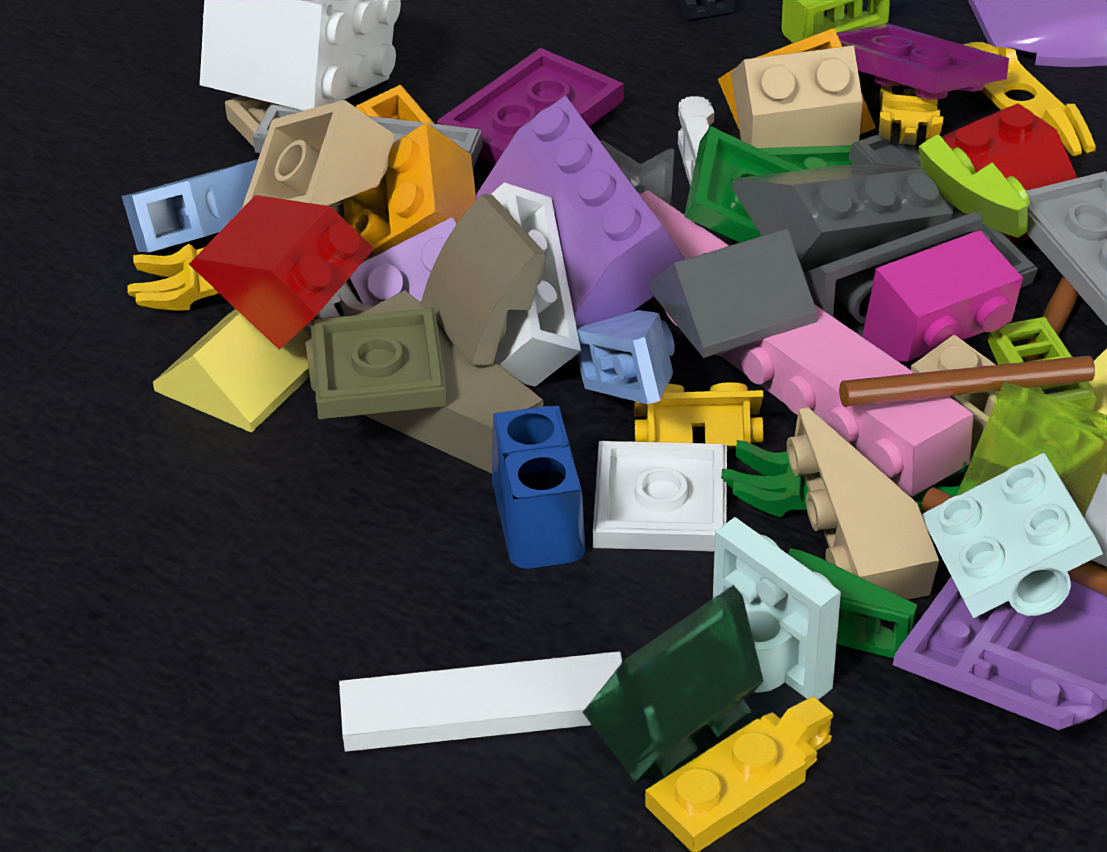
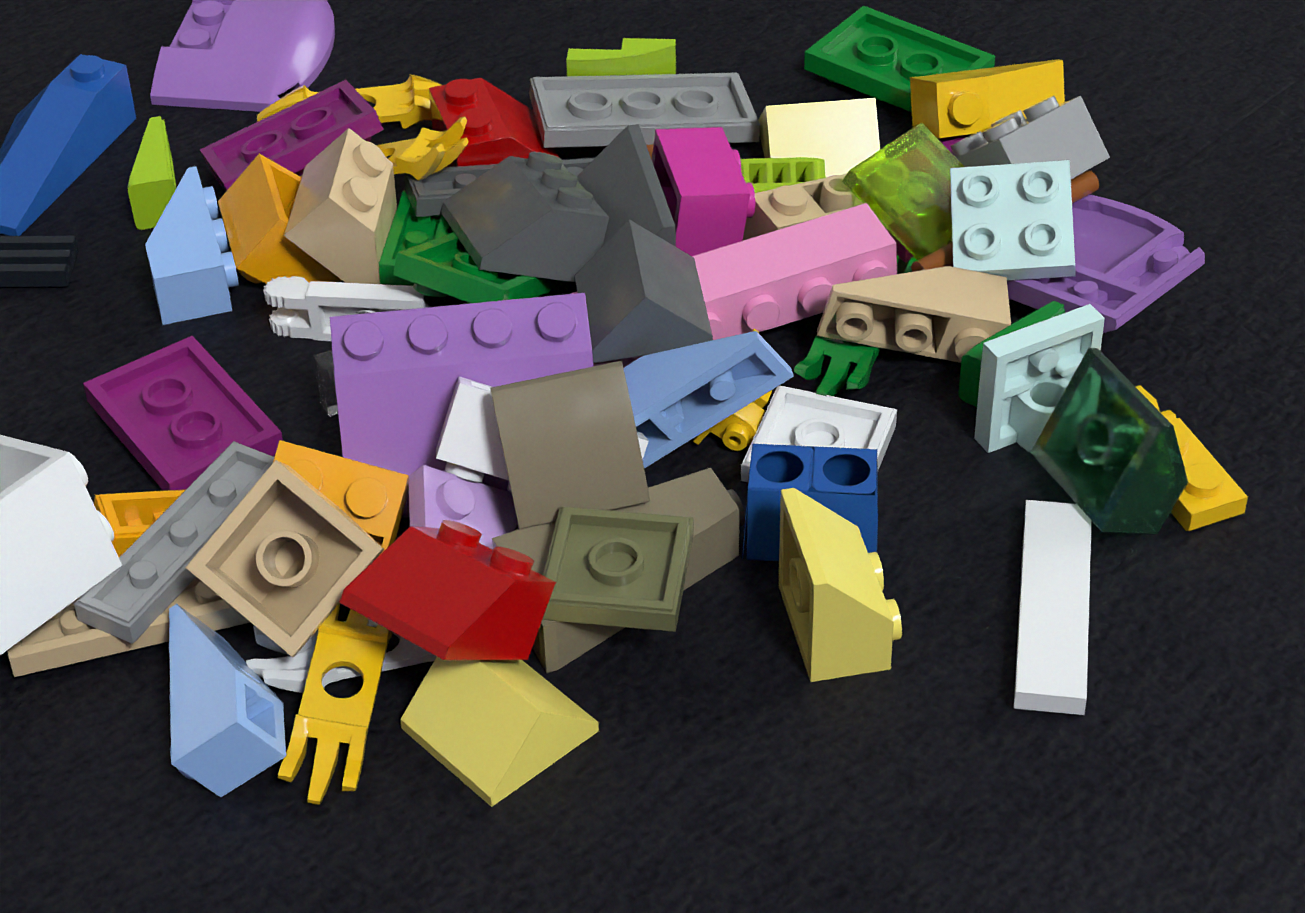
camera: 75 degrees left, 0 degrees up
(413, 508) = (833, 592): none -> light yellow slope
(715, 46) = (190, 255): none -> light blue slope
(965, 381) = (832, 195): dark orange bar -> none
(996, 198) = (560, 132): lime slope -> none

